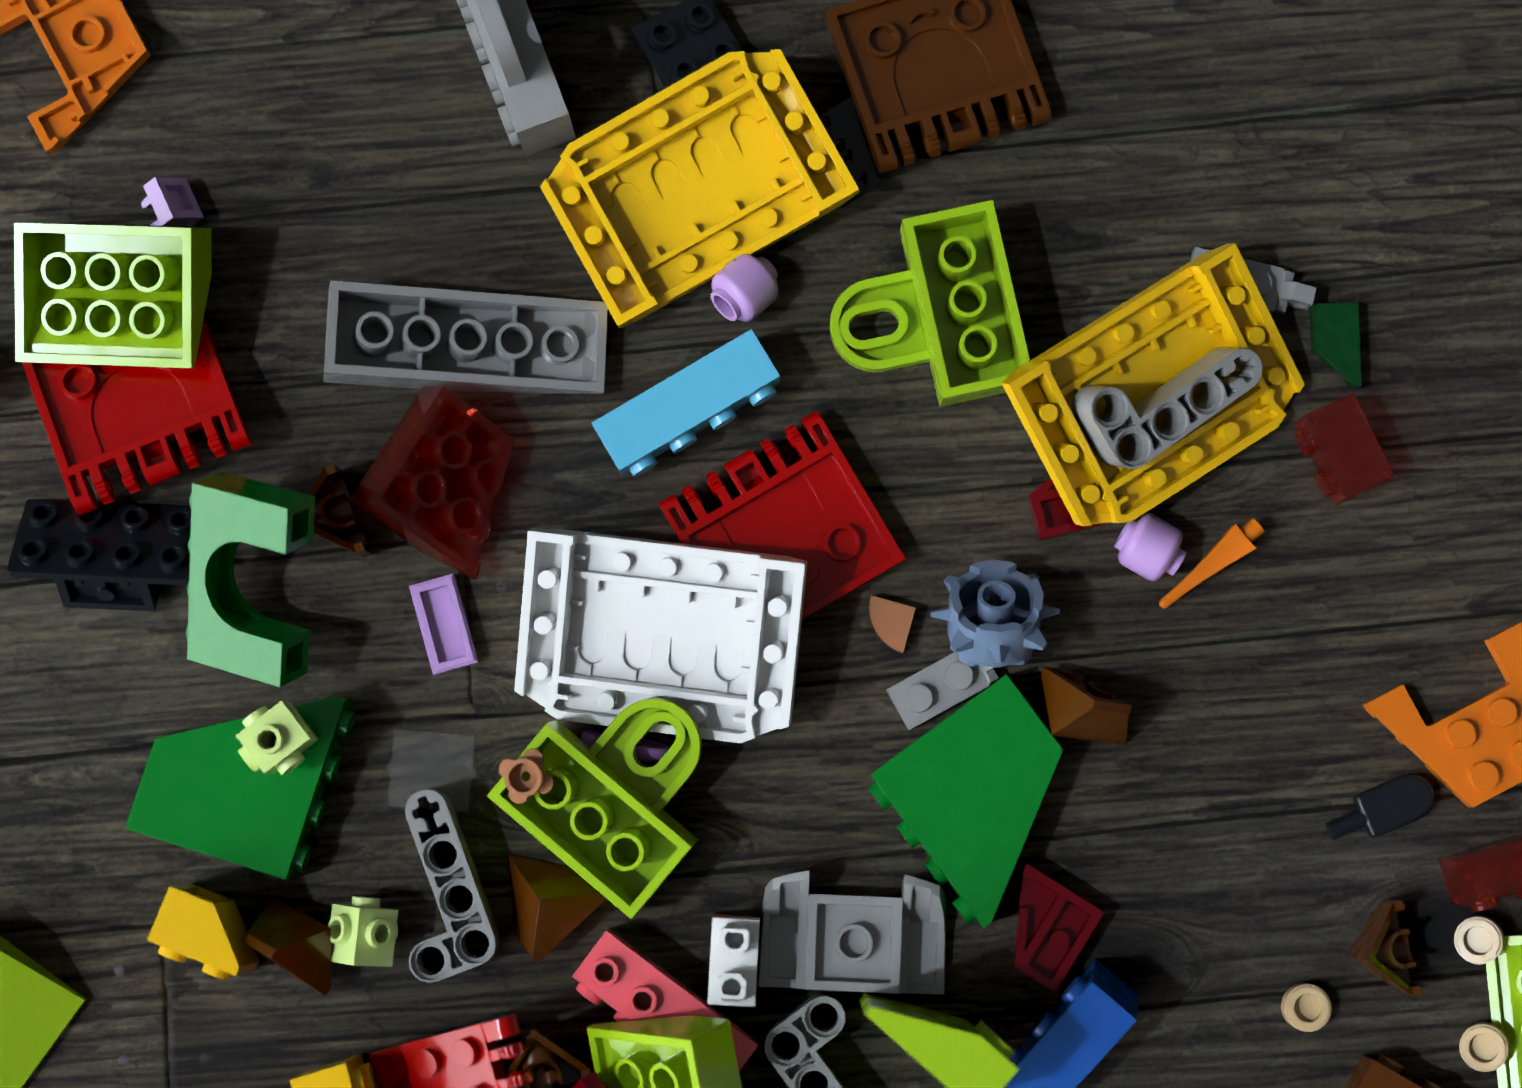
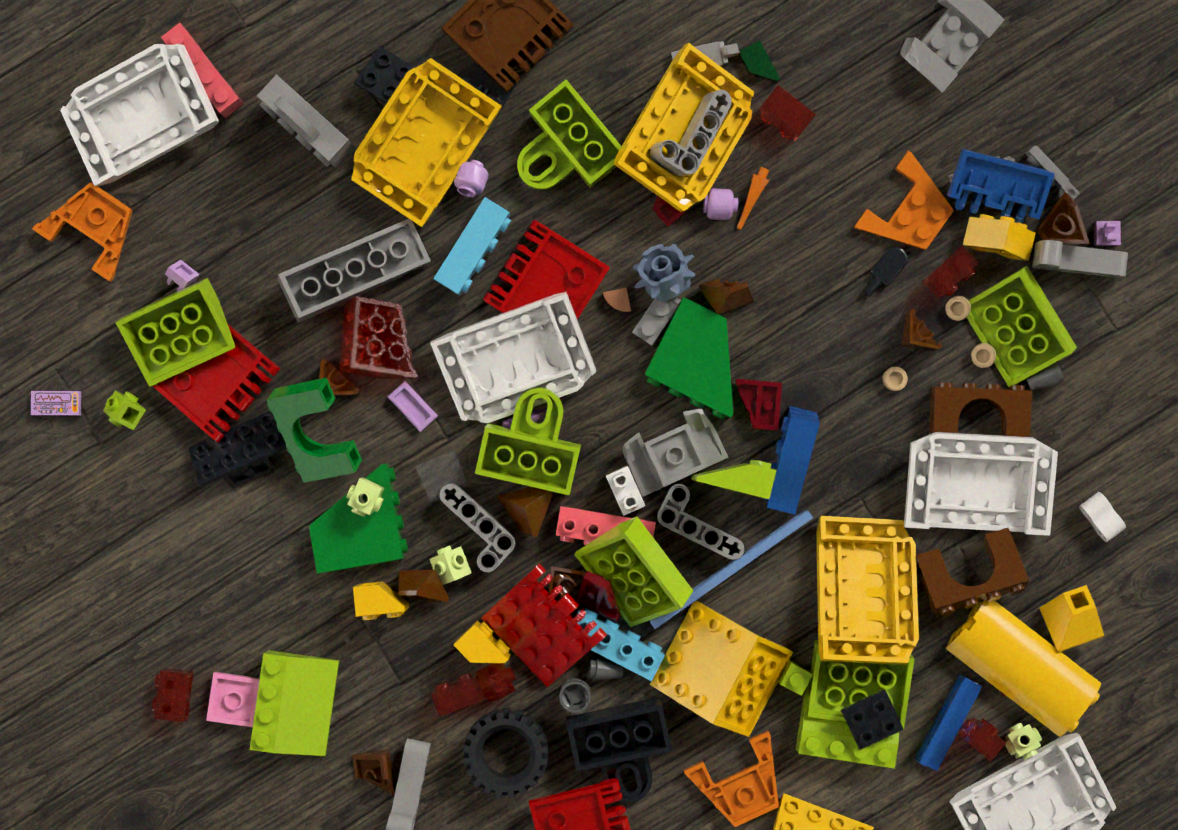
camera: 30 degrees left, 5 degrees up
(518, 787) = (481, 456): nougat plate -> none

